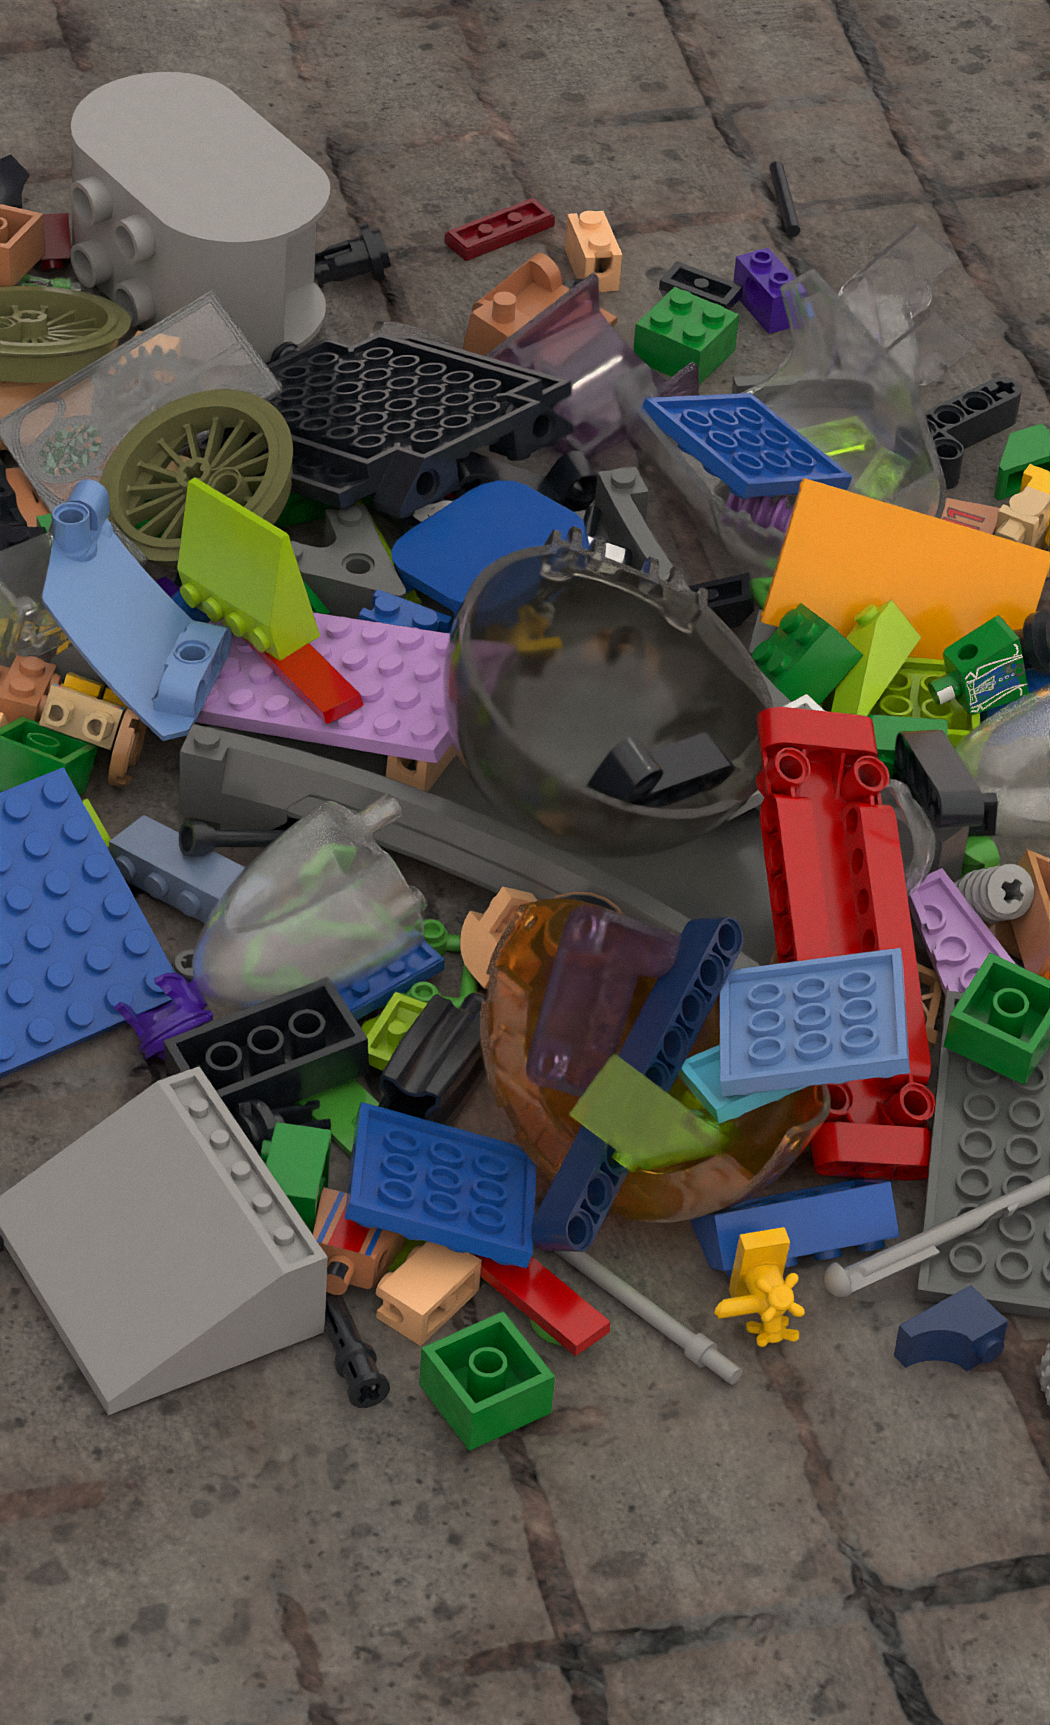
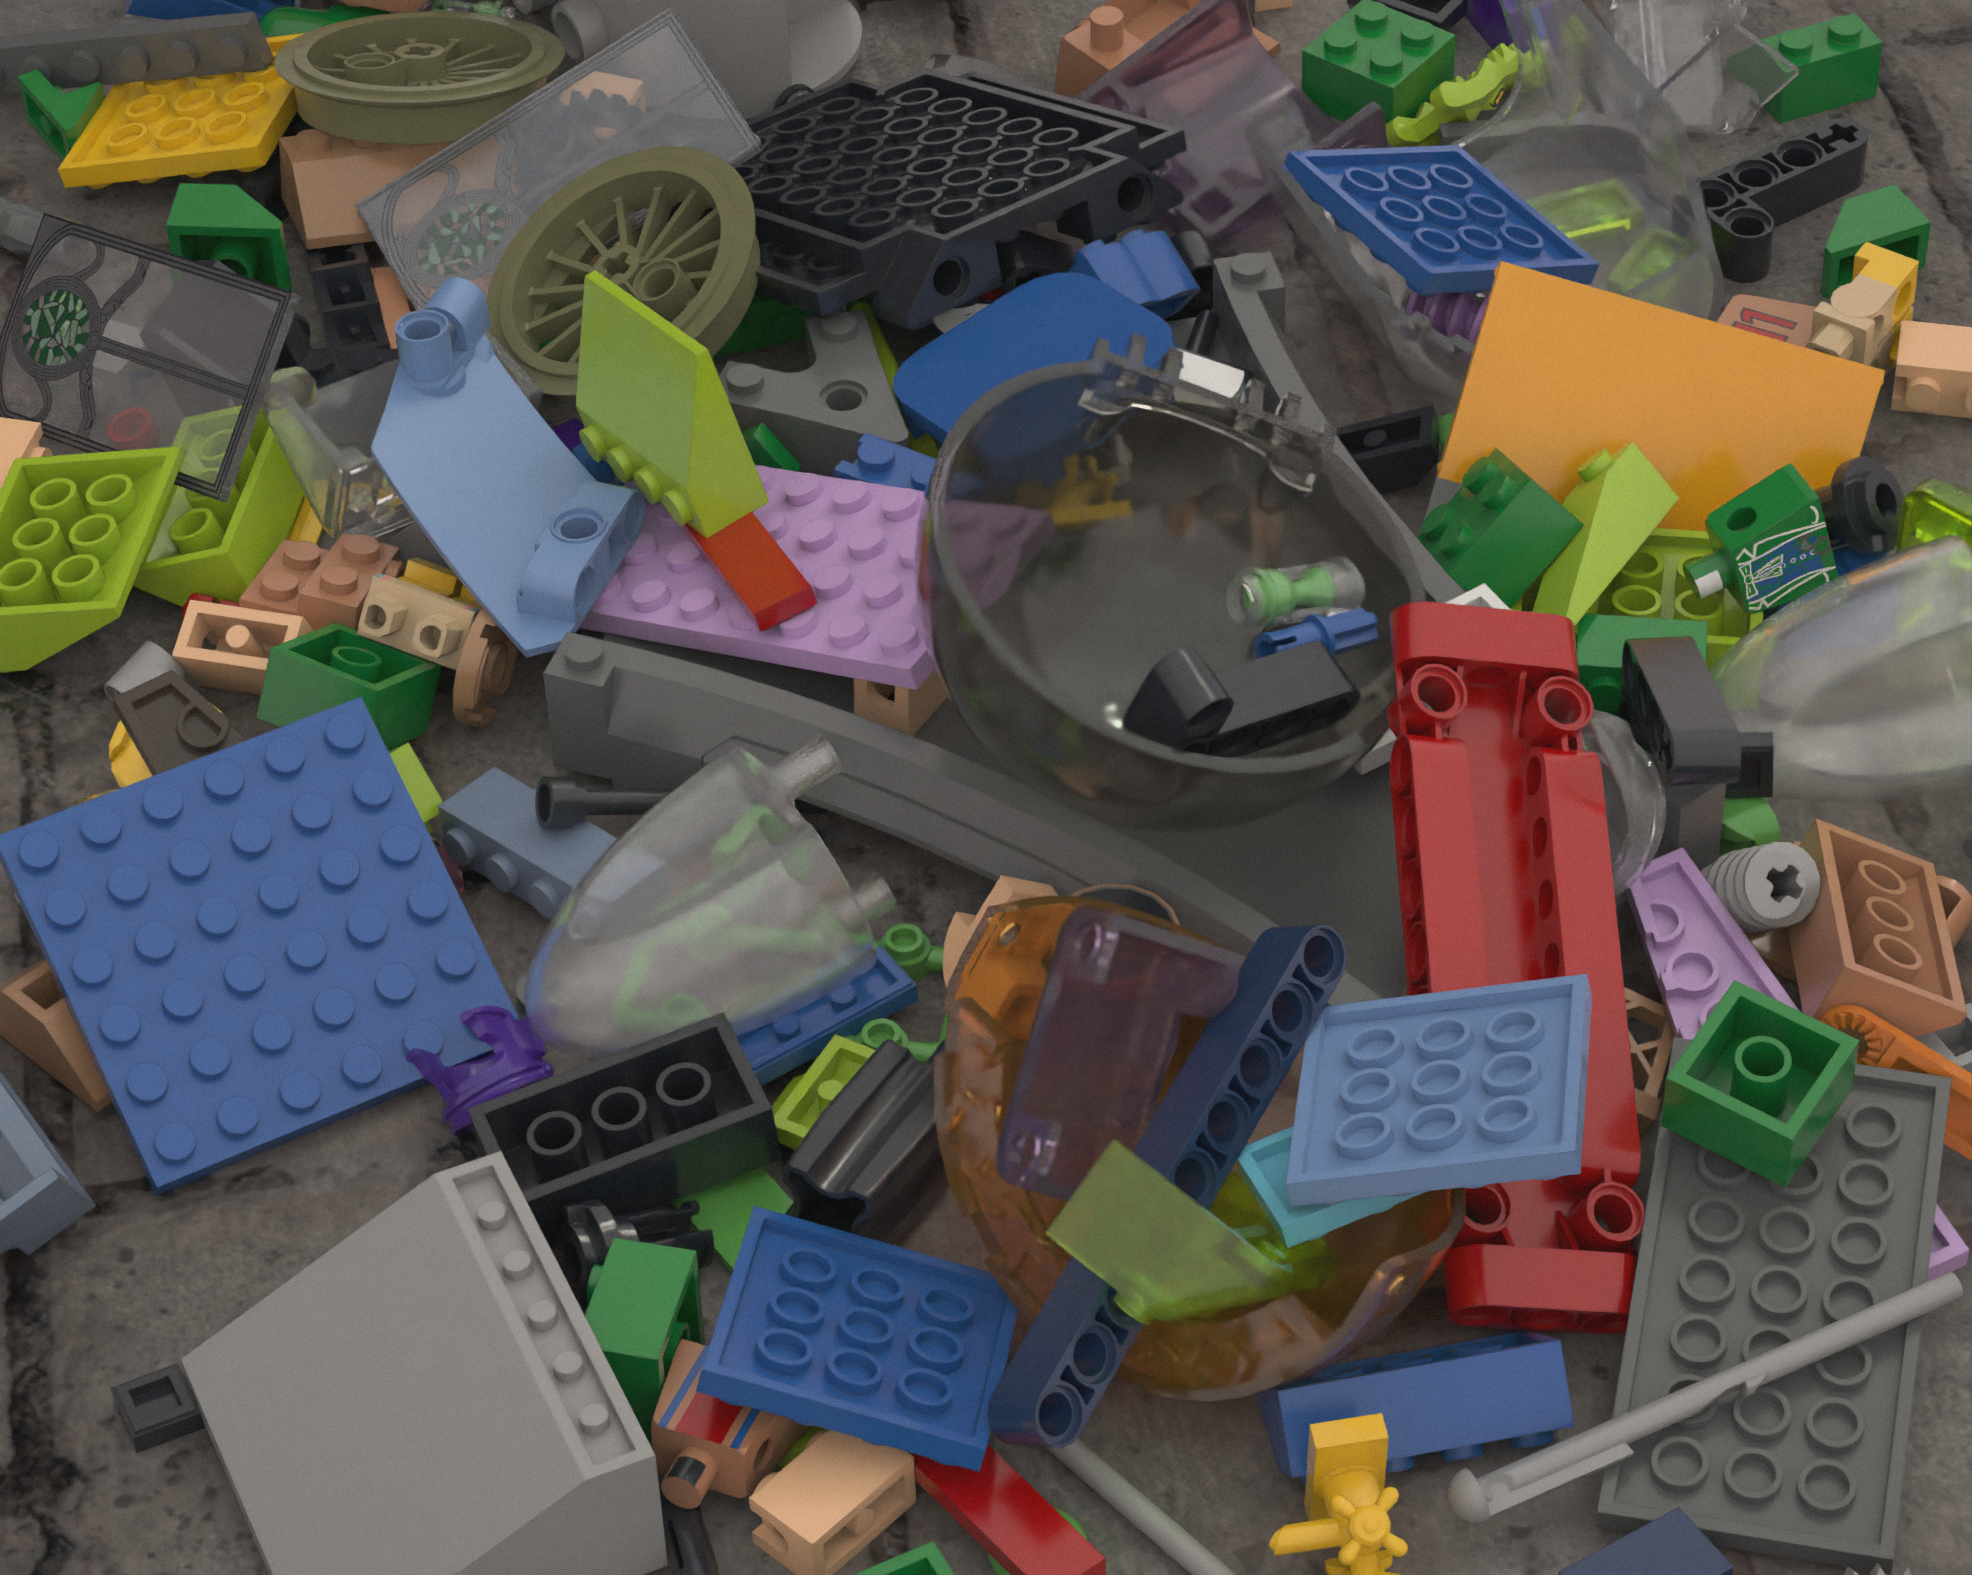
camera: 10 degrees right, 0 degrees up
(548, 475) = (1142, 269): none -> blue brick
(670, 703) = (1268, 597): none -> clear piece
(717, 725) = (1338, 633): none -> blue axle
(746, 358) = (1458, 100): none -> lime animal
(997, 339) = (1835, 66): none -> green slope

